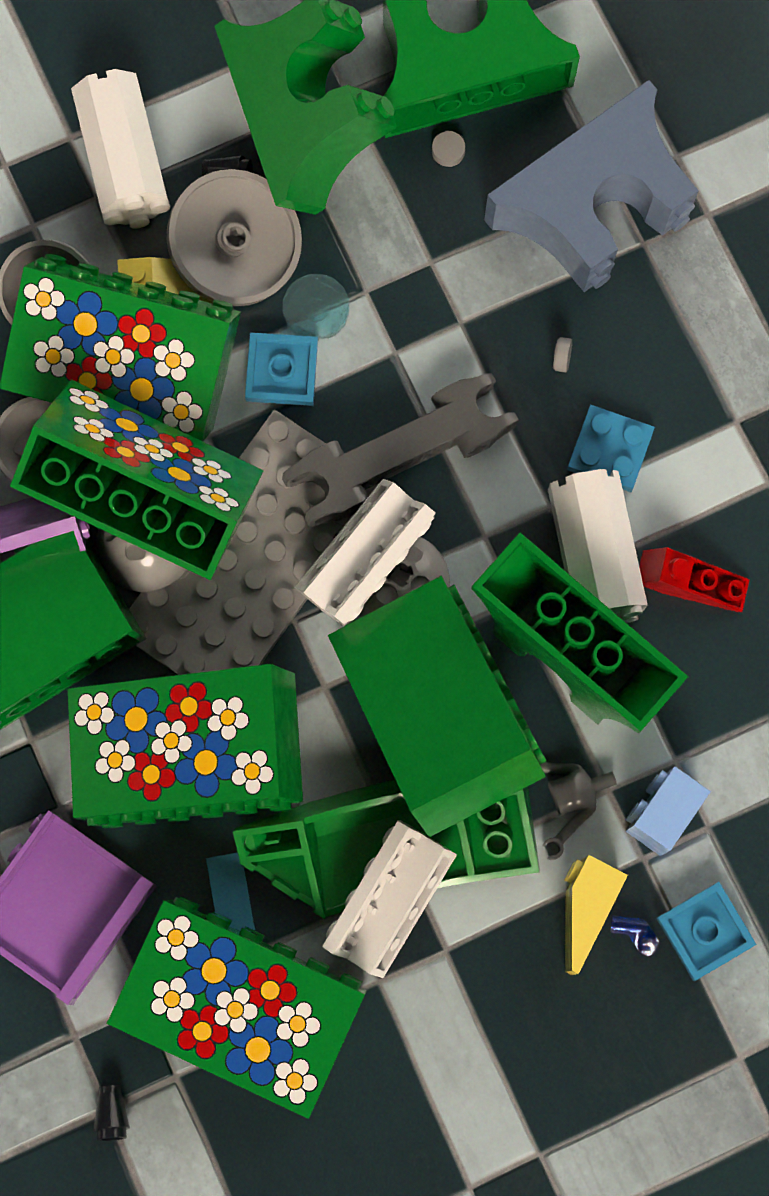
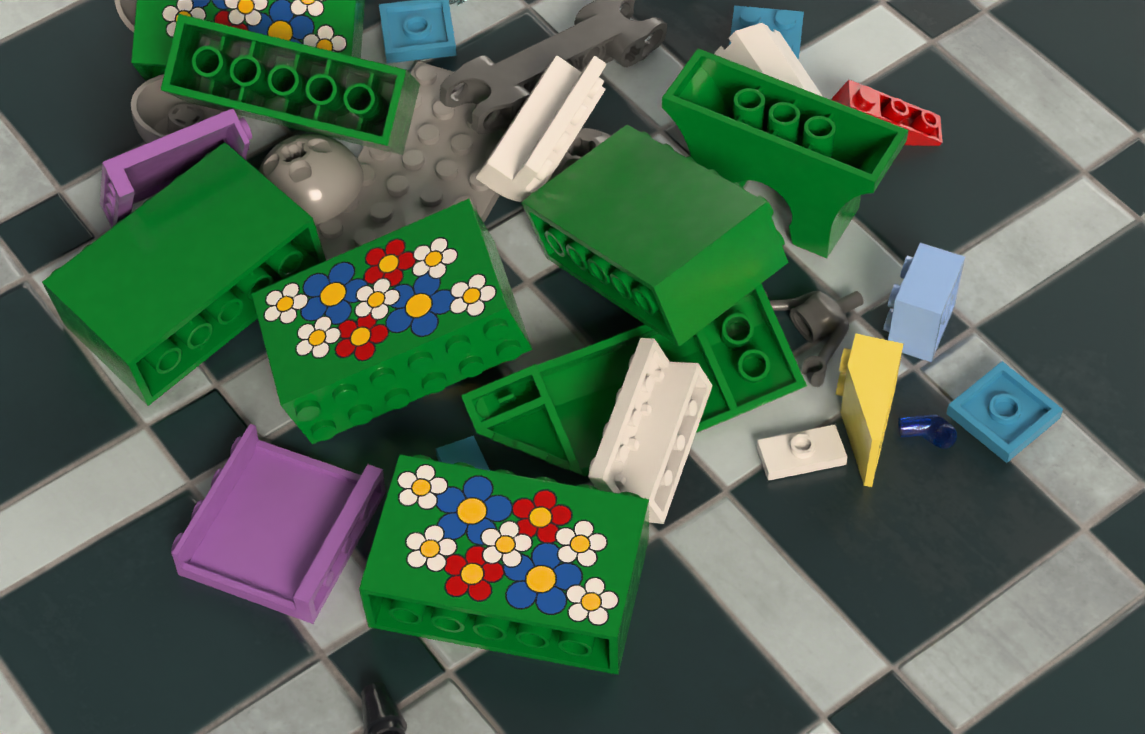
camera: 10 degrees left, 25 degrees down
(519, 930) = (801, 452): none -> white plate

